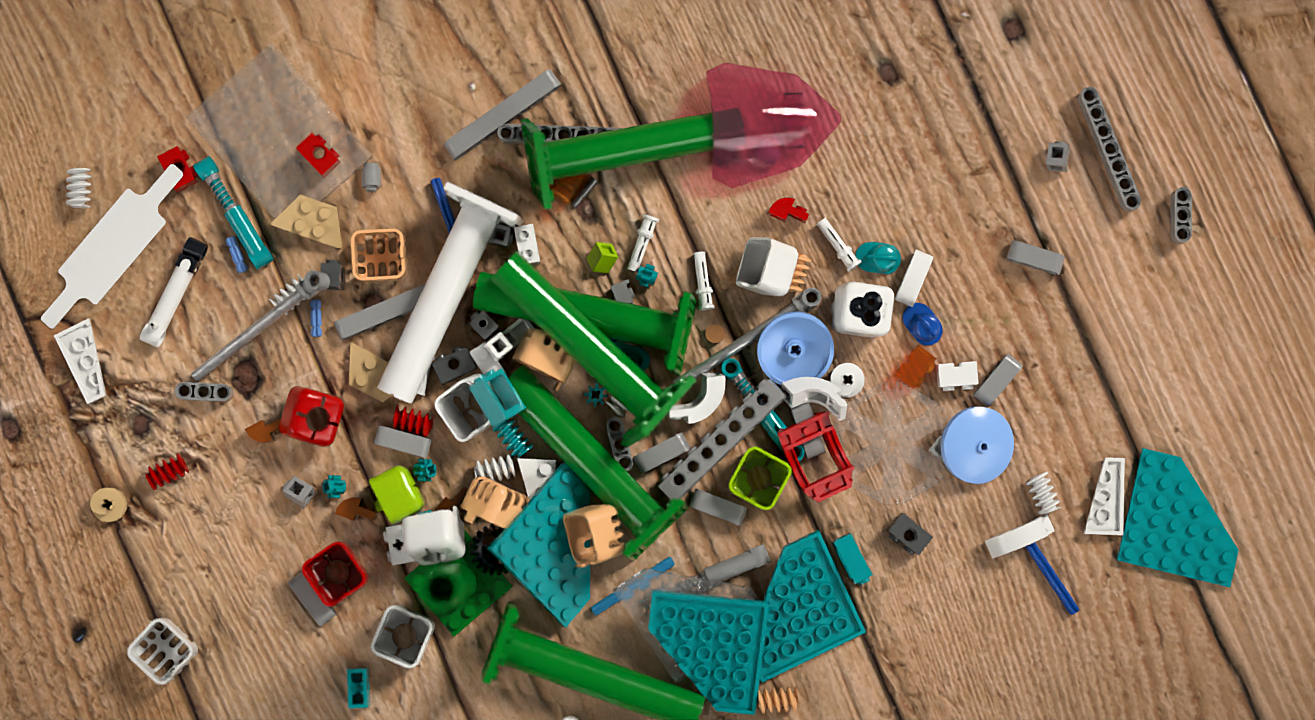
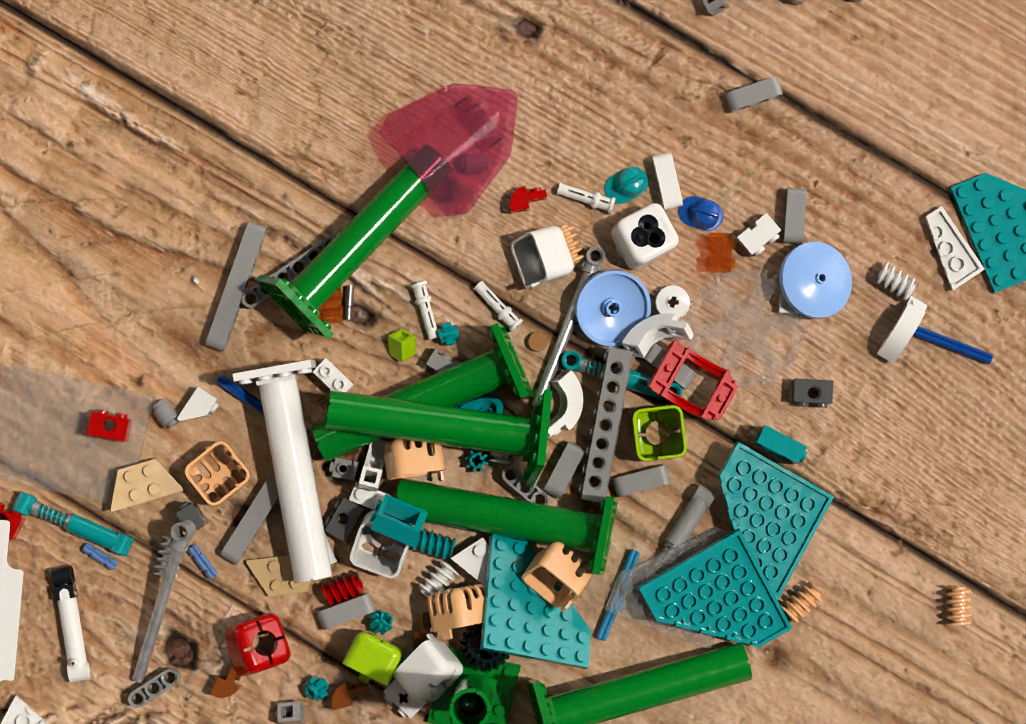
camera: 30 degrees left, 0 degrees up
(403, 190) = (199, 405): none -> white slope
(508, 236) = (313, 385): light grey brick -> none

